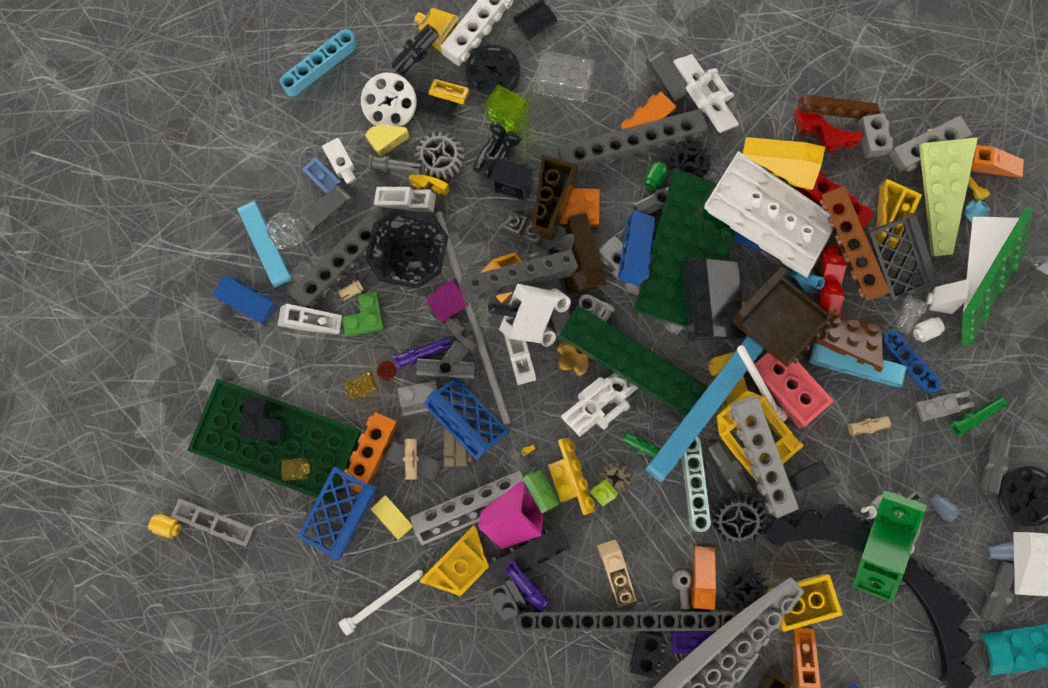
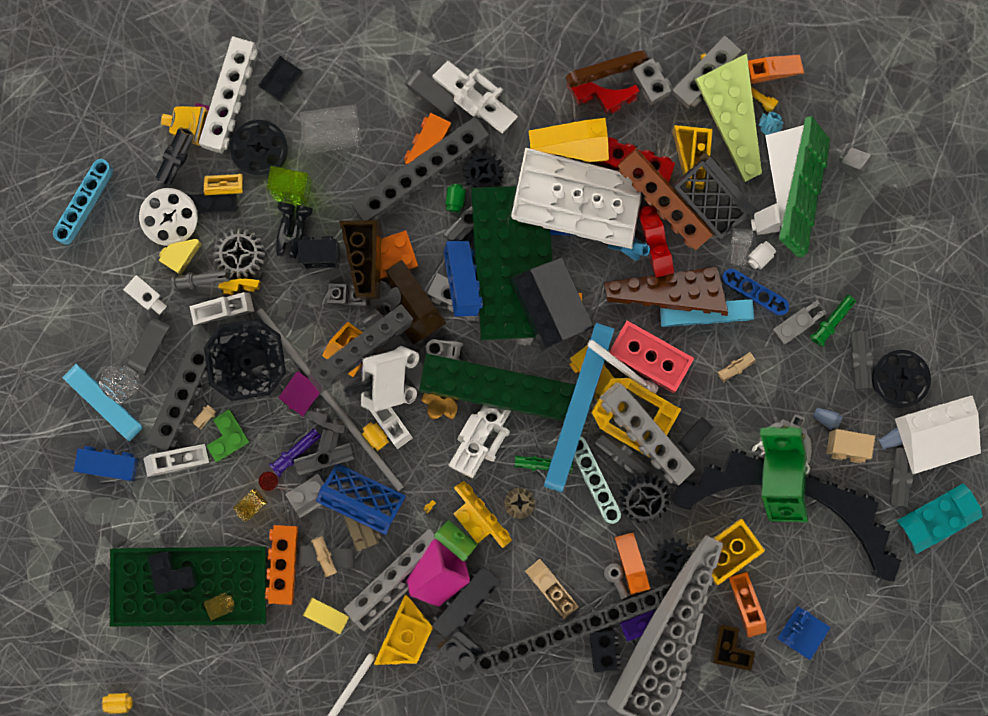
camera: 25 degrees left, 5 degrees up
(212, 522) = (160, 683): light grey slope -> none
(321, 175) = (131, 315): medium blue plate -> none
(352, 521) = (290, 637): blue fence -> none
(501, 365) = (375, 436): none -> yellow brick
(531, 592) = (479, 635): dark purple pin -> none
(604, 492) = (514, 520): lime plate -> none
(783, 319) = (621, 298): dark brown panel -> none
(960, 542) = (850, 445): none -> tan piece

